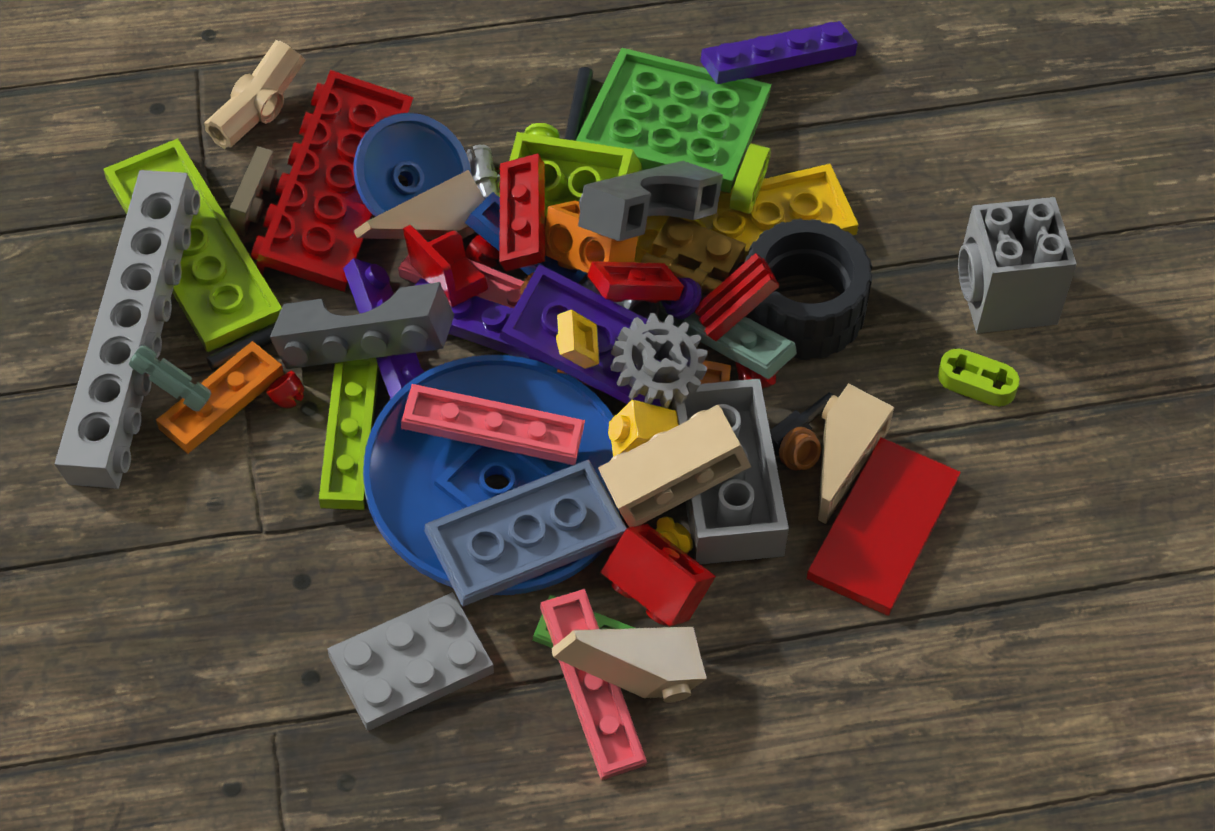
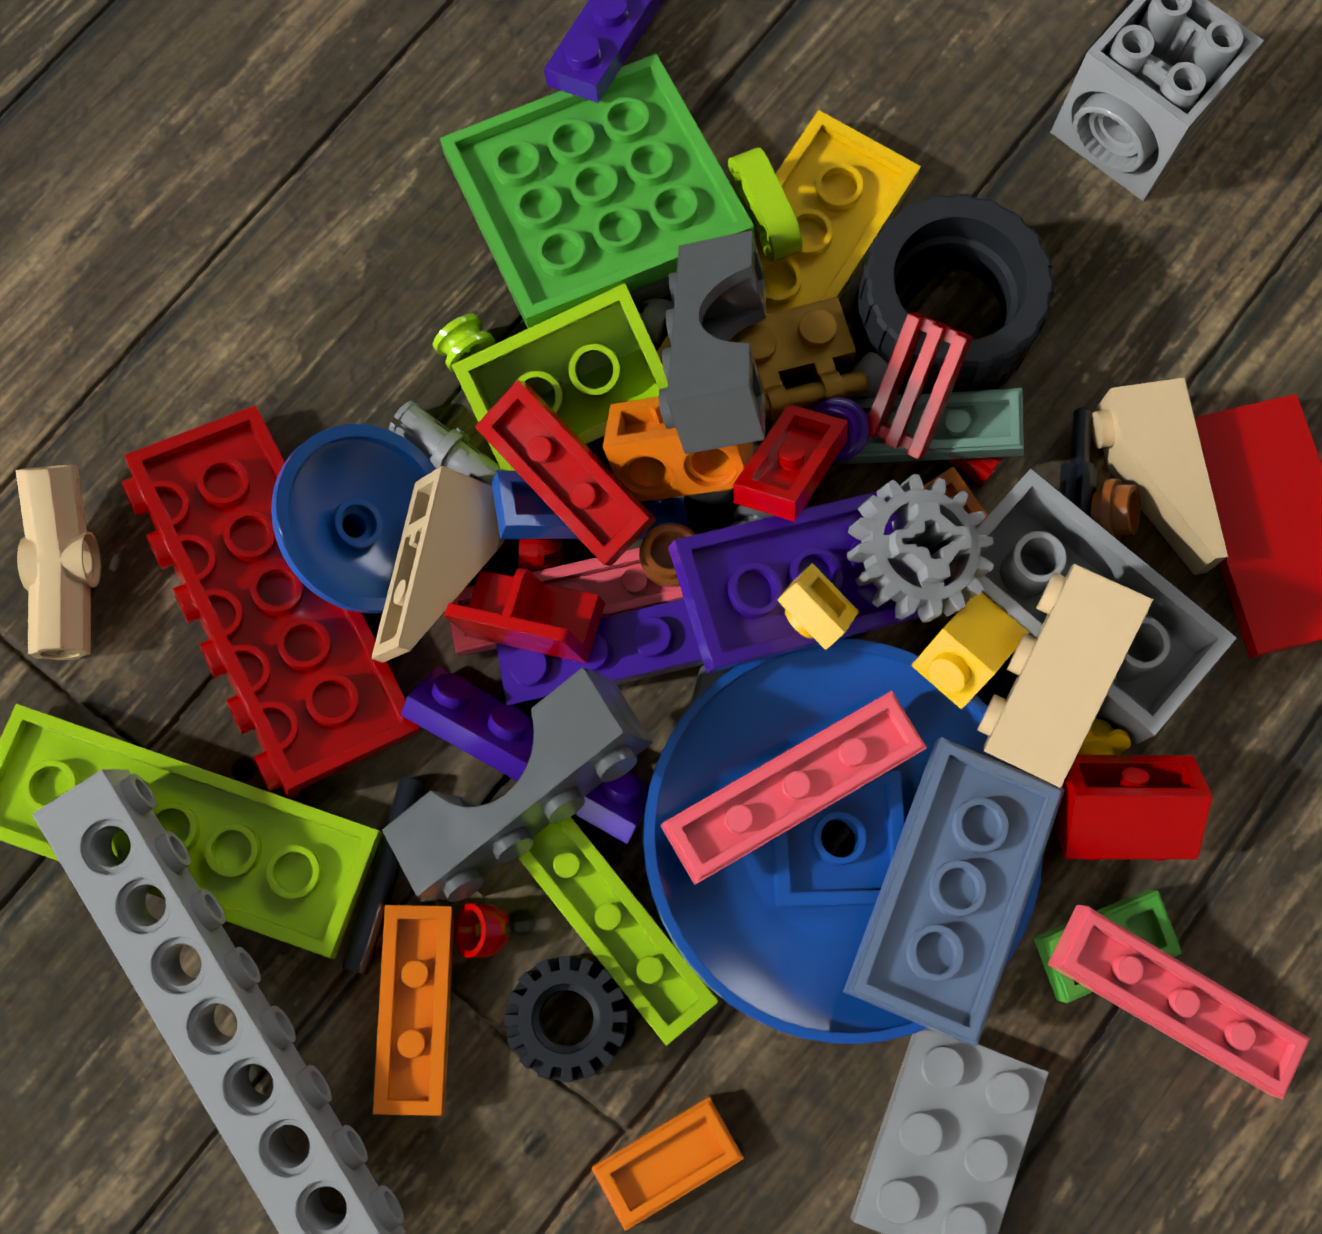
camera: 40 degrees left, 20 degrees up
(170, 378) = (350, 1062): sand green axle -> none
(247, 202) = (174, 672): dark tan plate -> none
(267, 557) = (667, 1162): none -> orange tile
(279, 435) = (525, 1026): none -> black tyre
(579, 103) = (464, 268): black bar -> none
(639, 660) = (1226, 929): tan slope -> none
(978, 377) = (1200, 245): lime beam -> none

